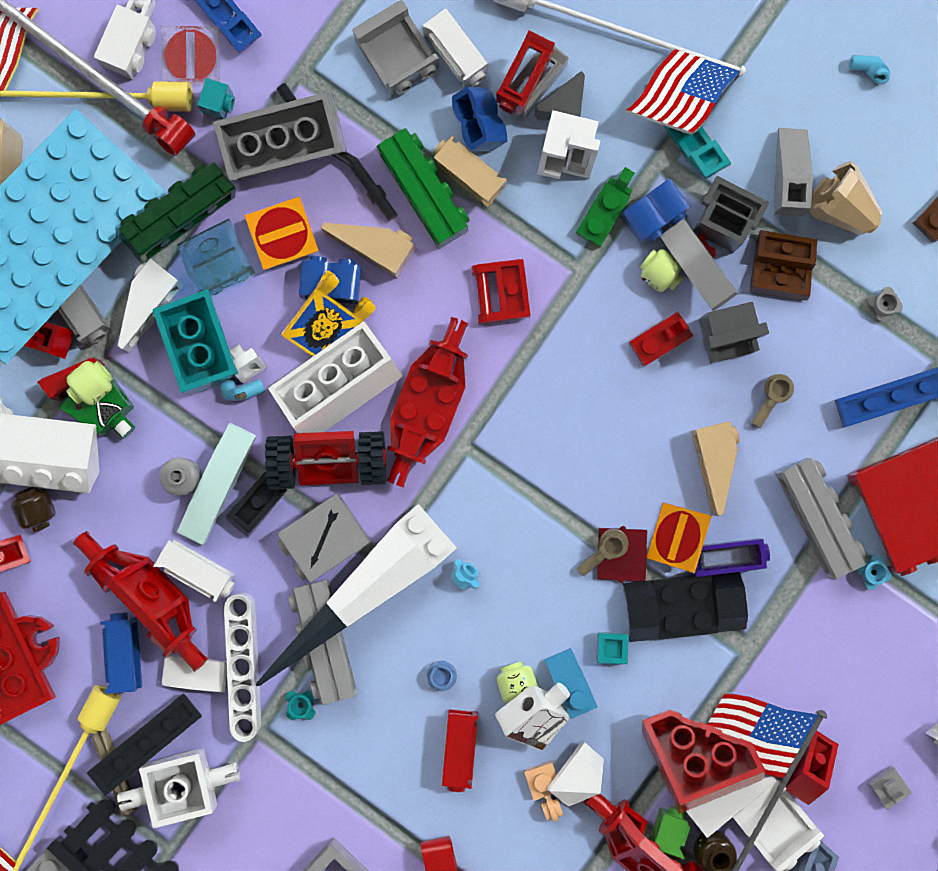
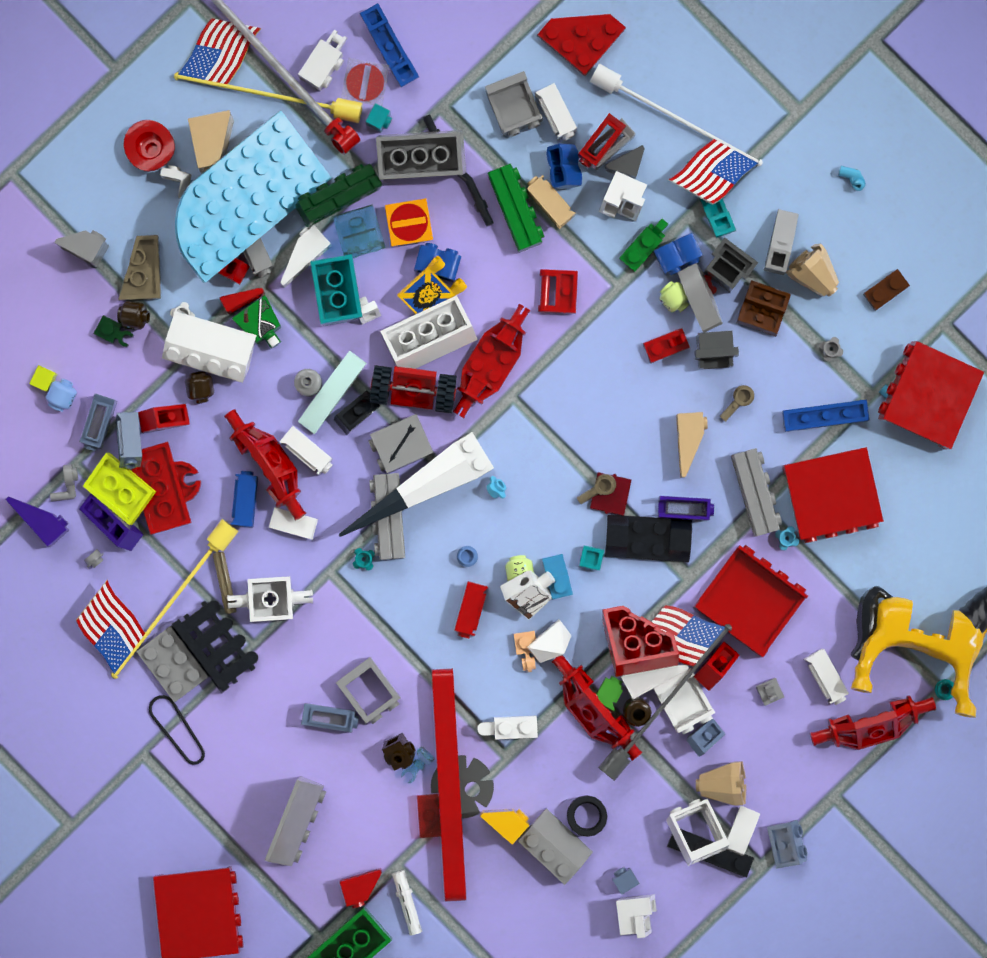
camera: 10 degrees right, 0 degrees up
(89, 383) = (257, 305): yellowish green head -> none
(144, 744) = (251, 565): black plate -> none
(236, 679) = (325, 513): white beam -> none
(242, 392) = (364, 330): medium azure arm -> none
(377, 245) = (475, 243): tan slope -> none
(679, 537) = (652, 487): piece -> none
(840, 666) = (751, 600): none -> red panel

